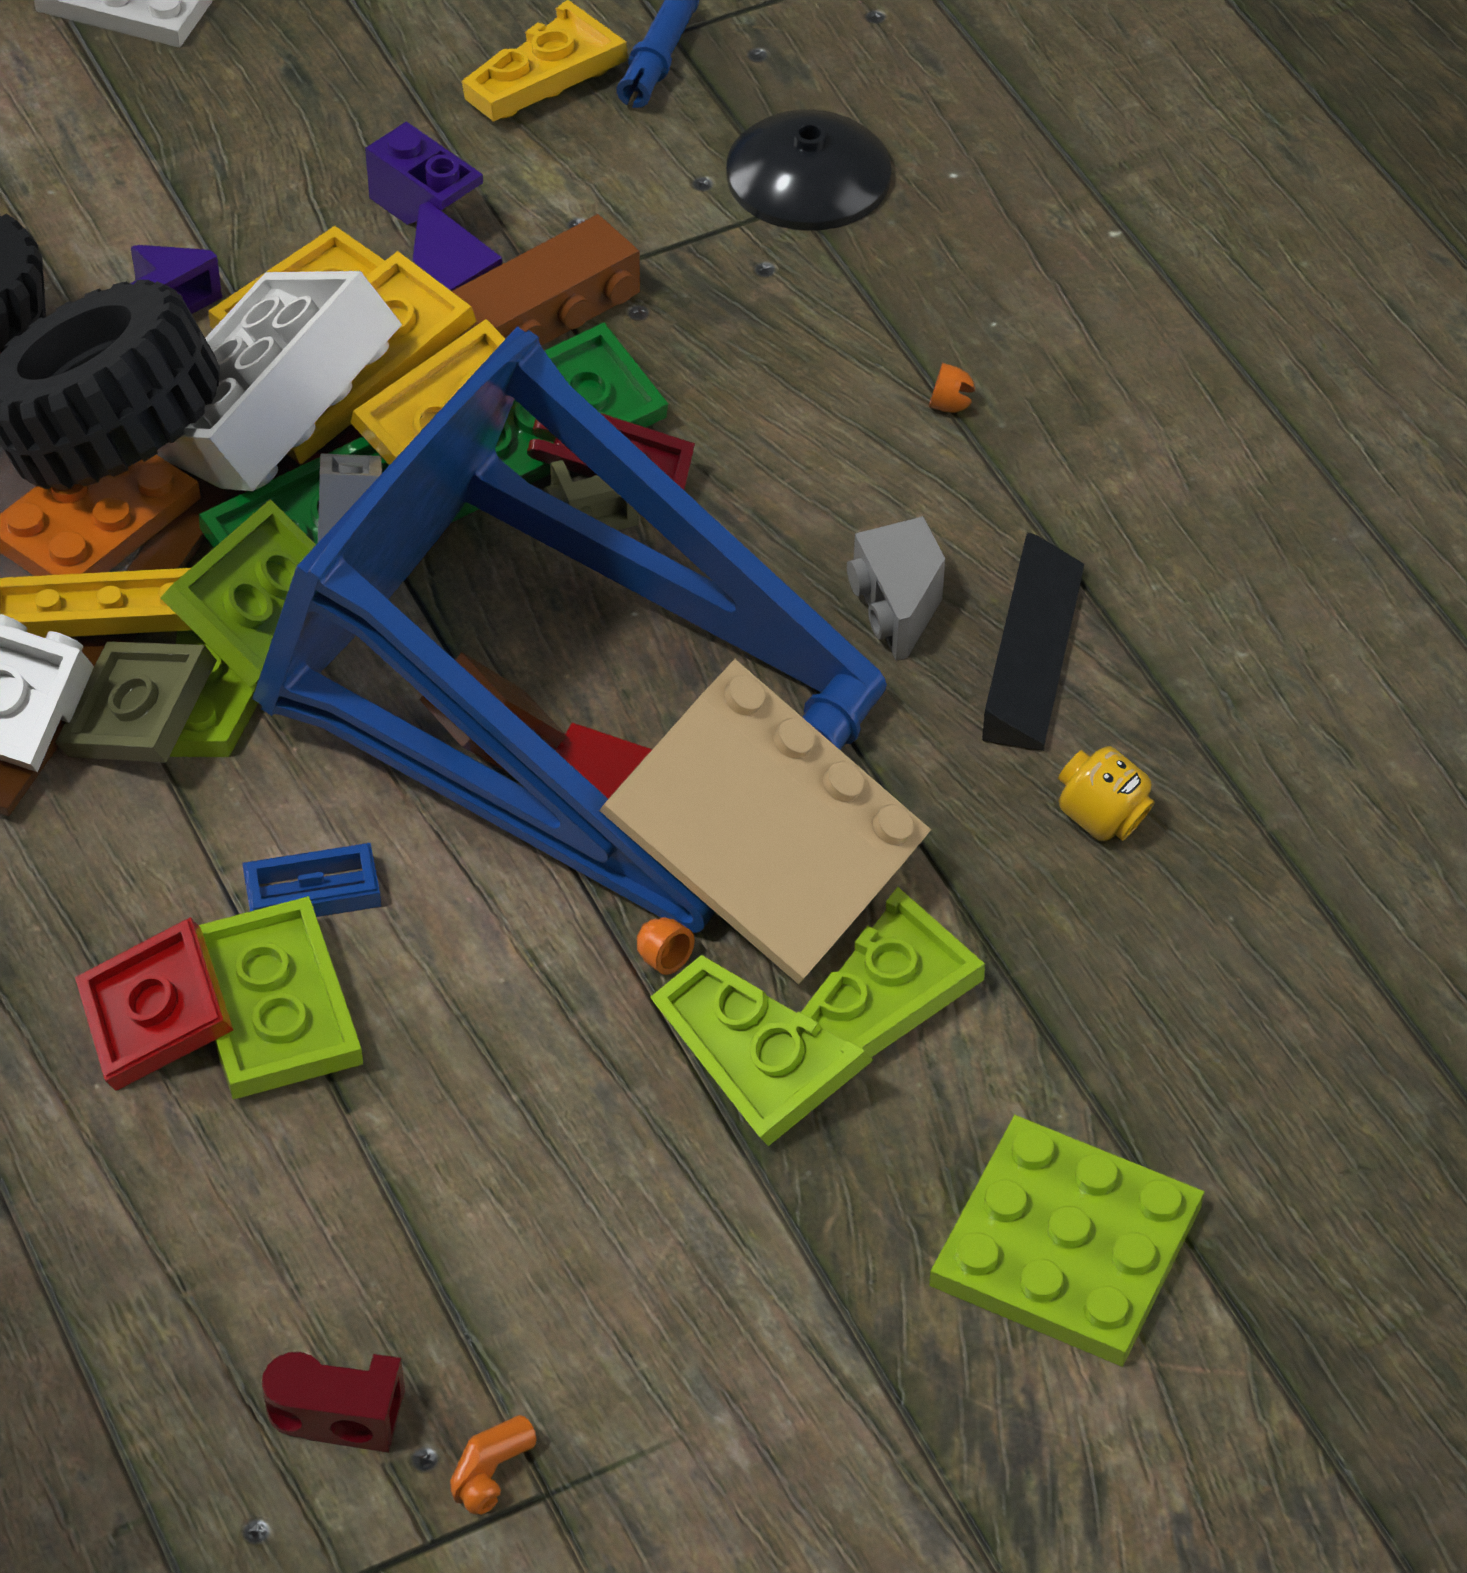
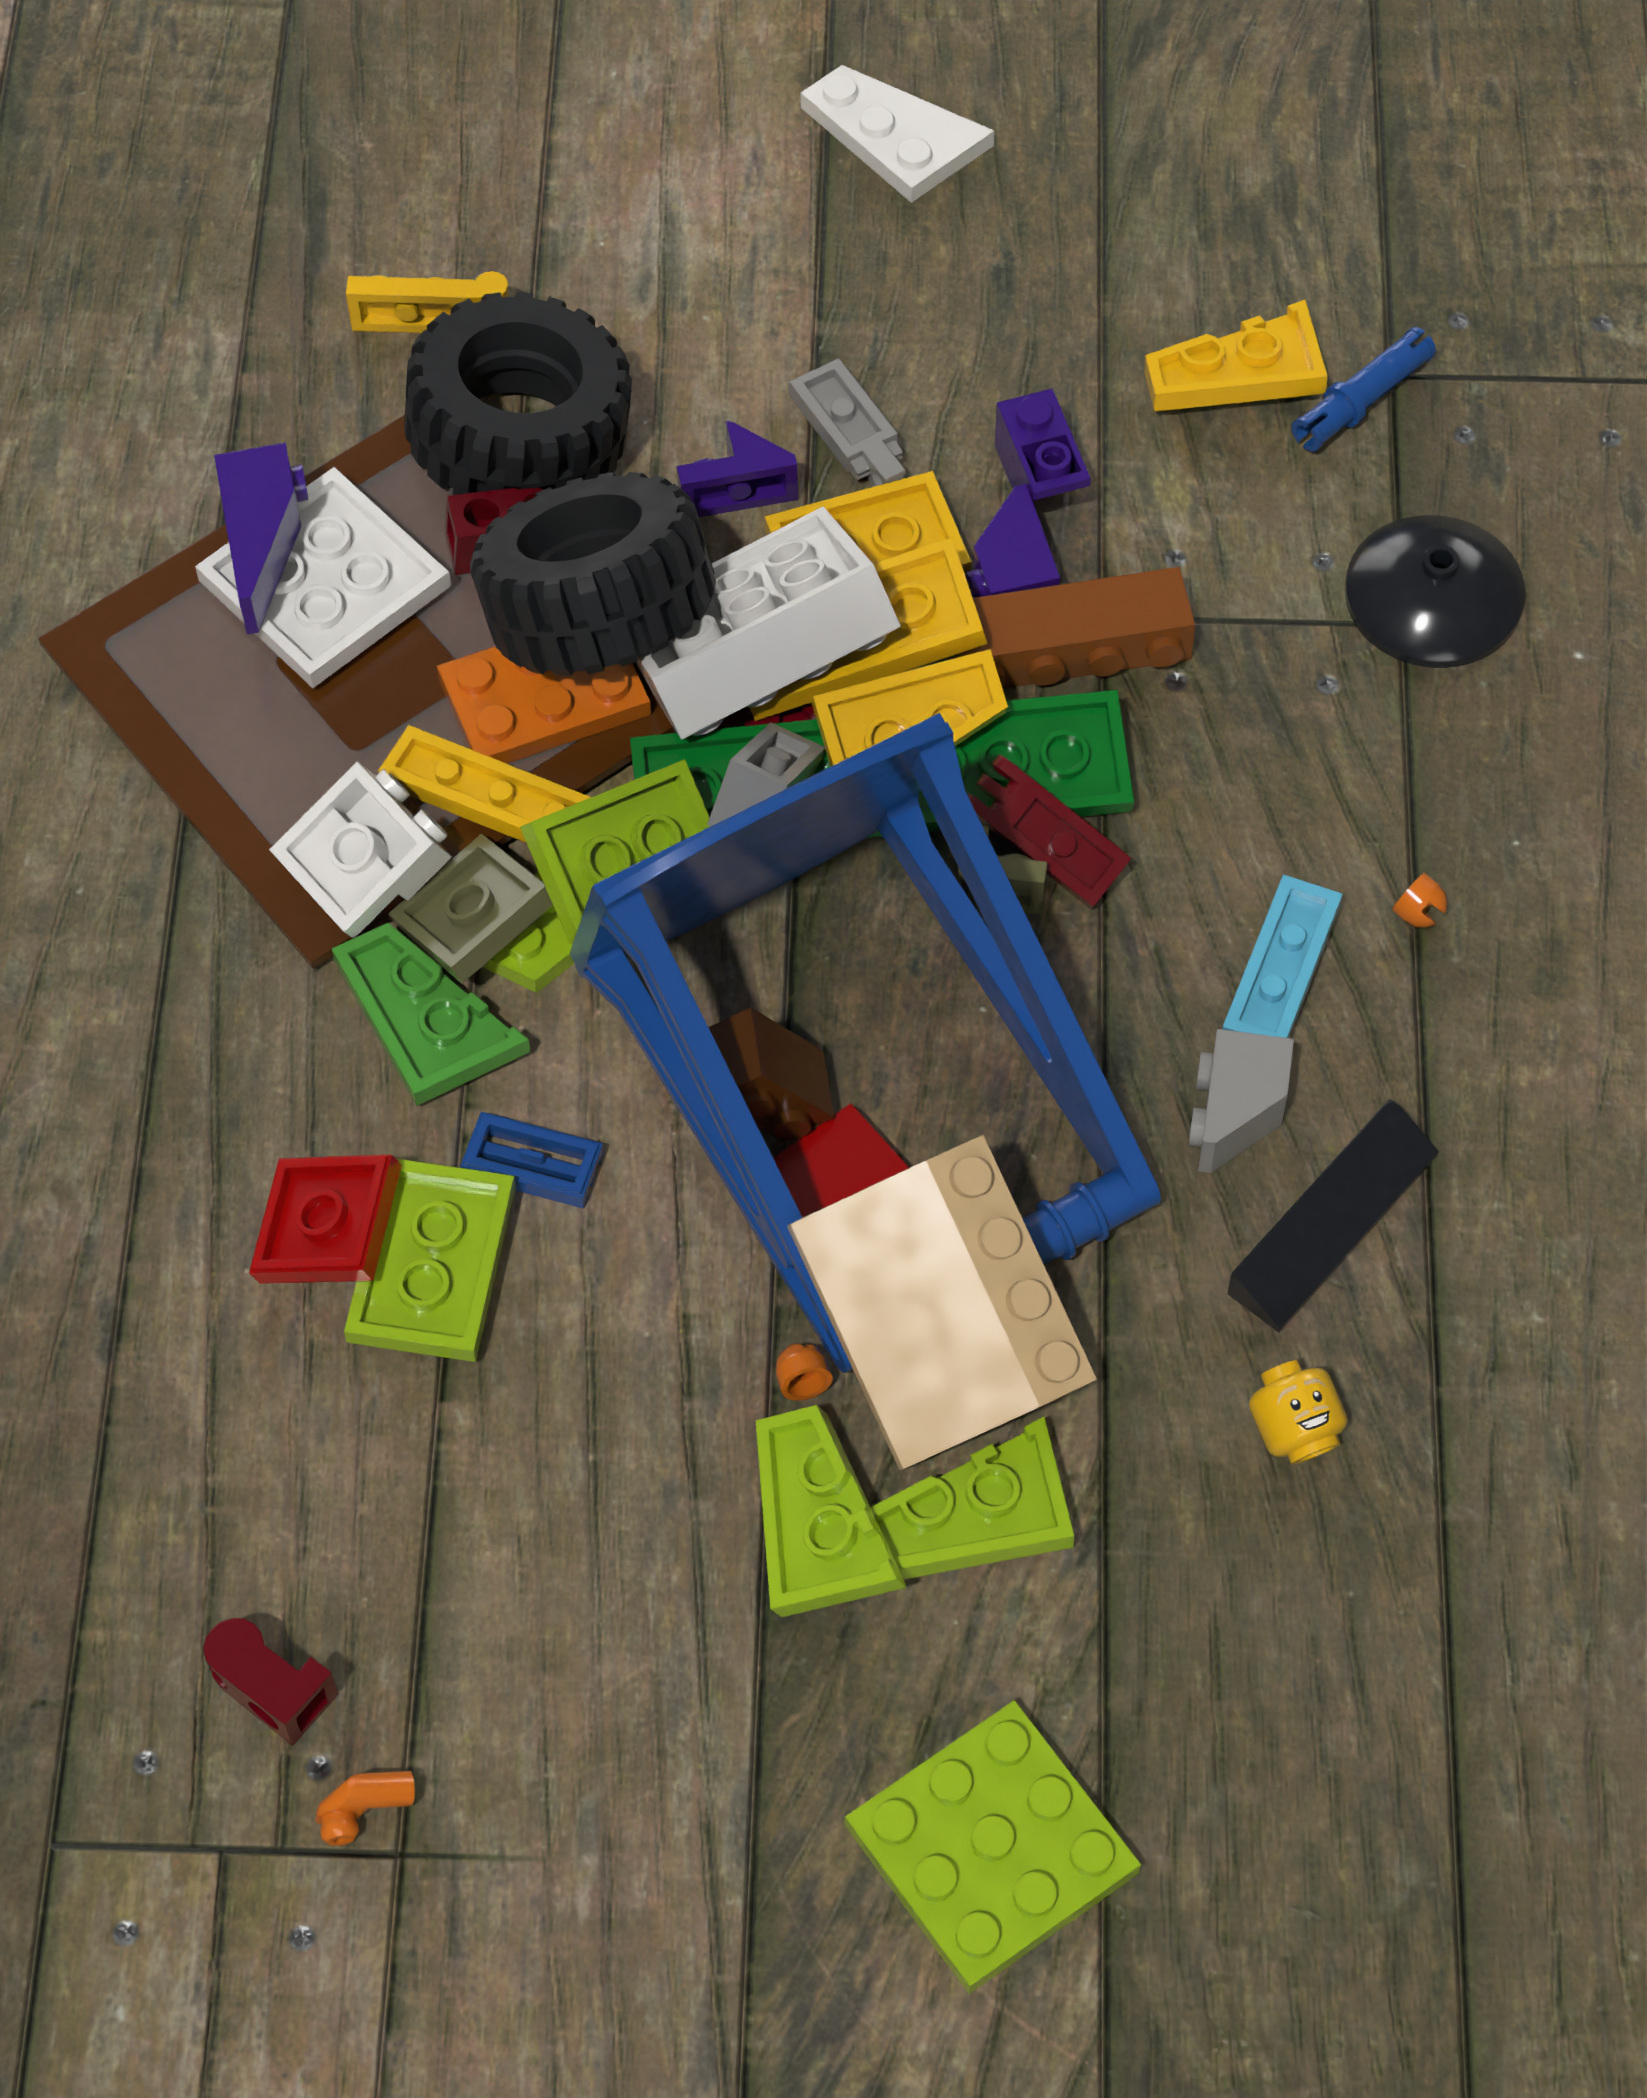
camera: 30 degrees right, 10 degrees up
(138, 813) = (421, 1016): none -> bright green wing
(235, 219) = (849, 423): none -> light grey hinge
(867, 467) = (1284, 959): none -> medium azure plate

